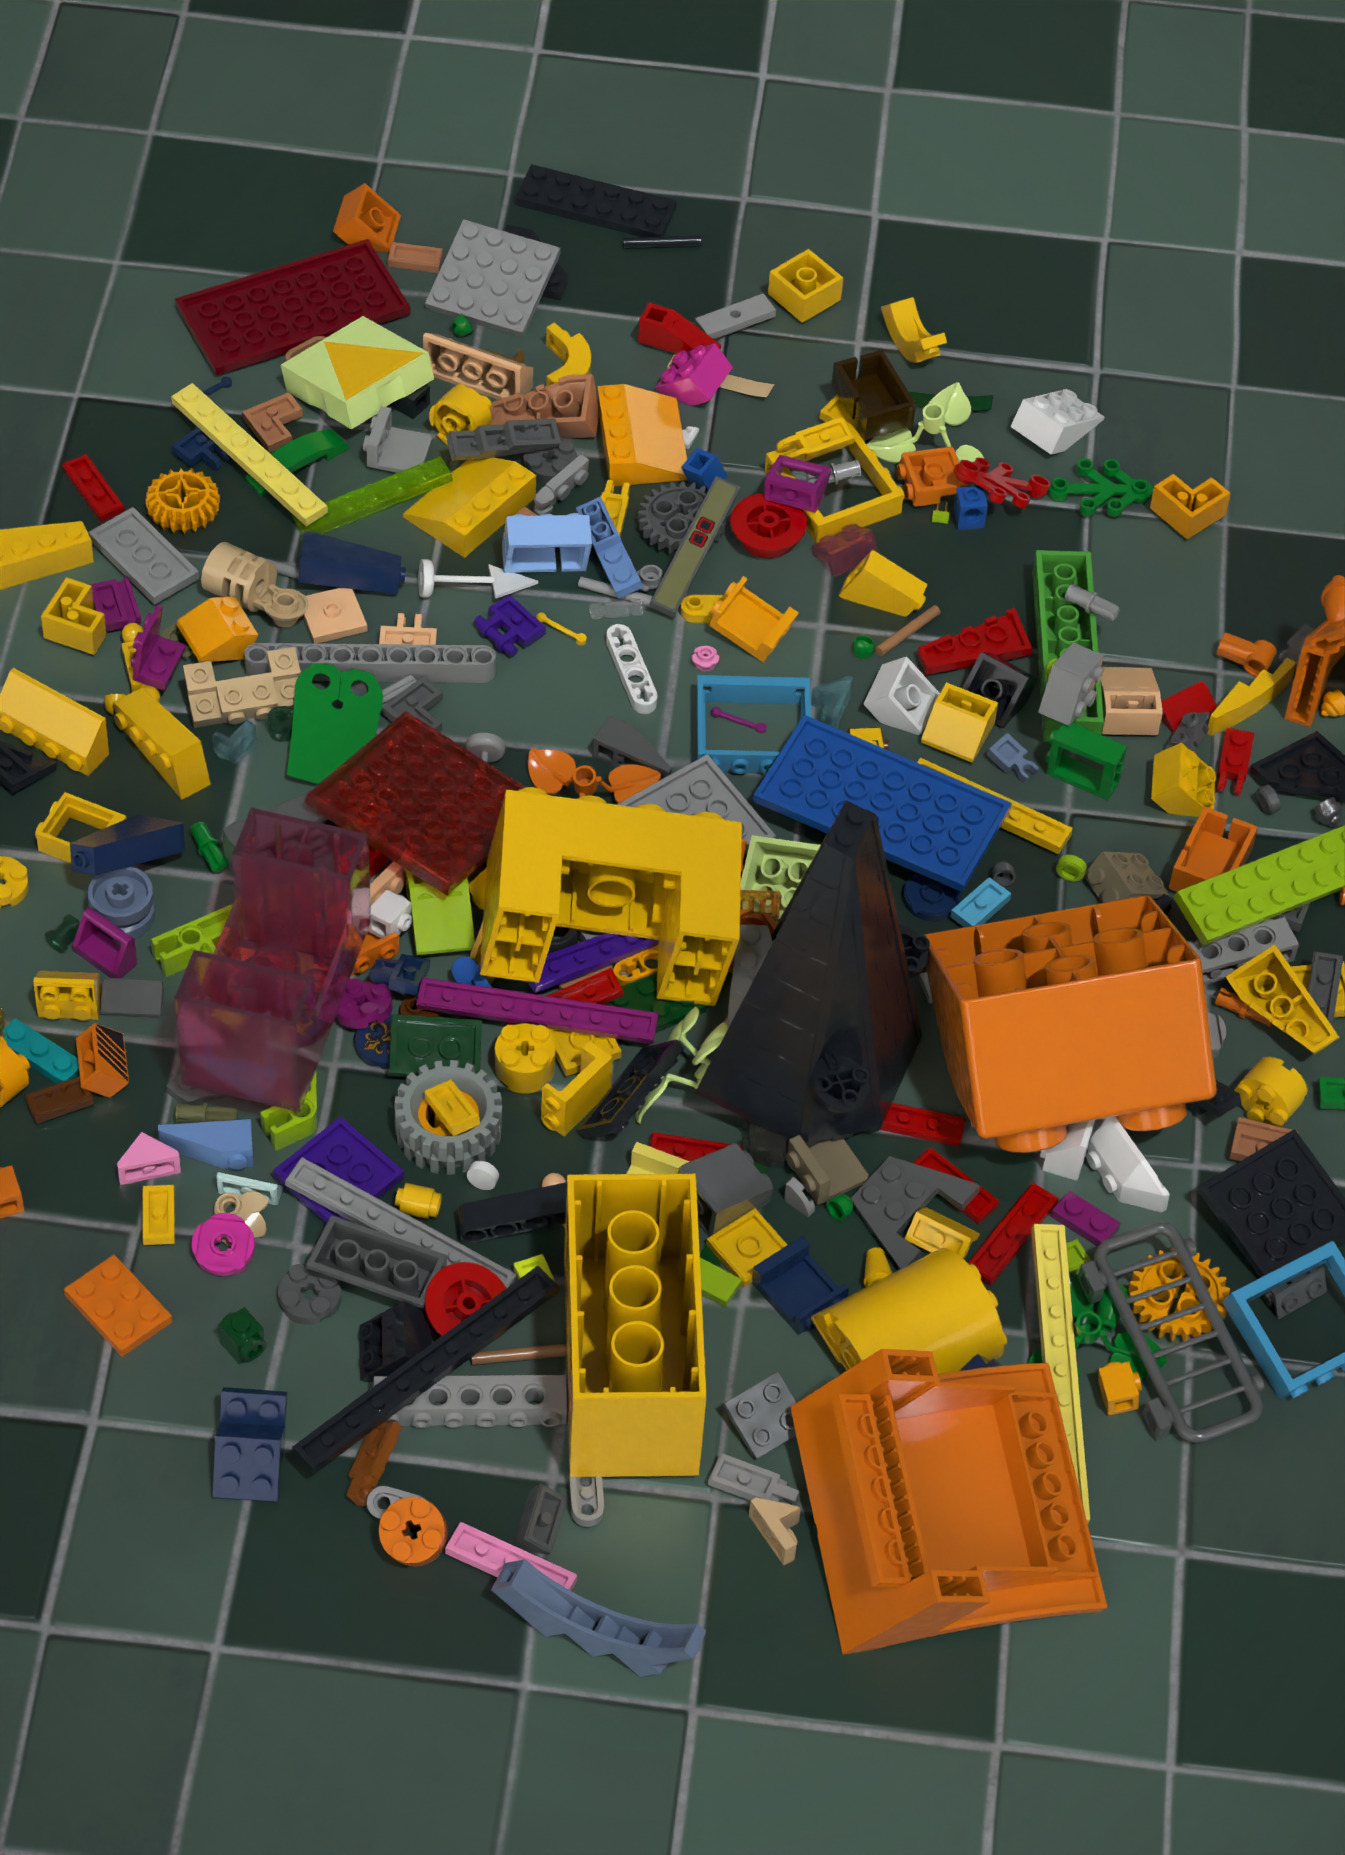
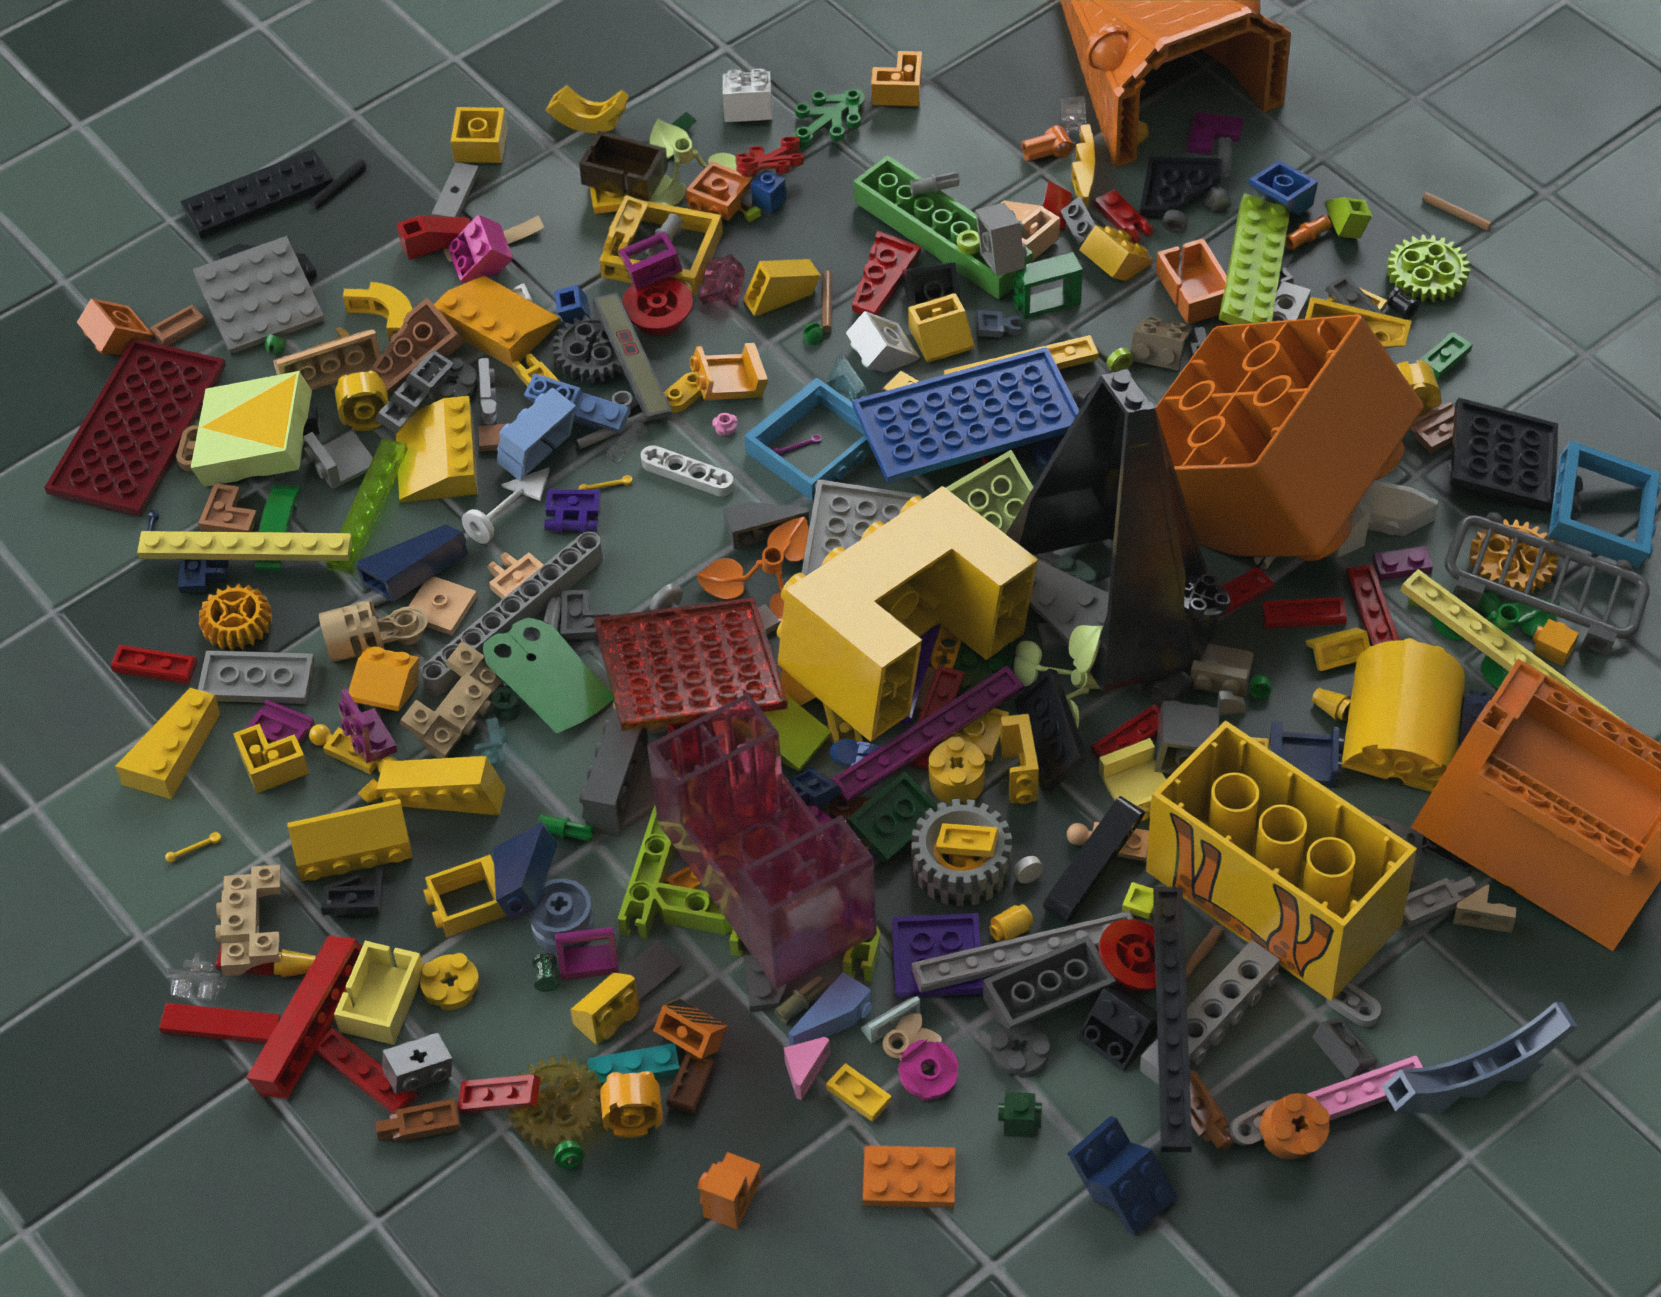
camera: 40 degrees left, 0 degrees up
(894, 1196) = (1284, 648): dark grey wing -> none

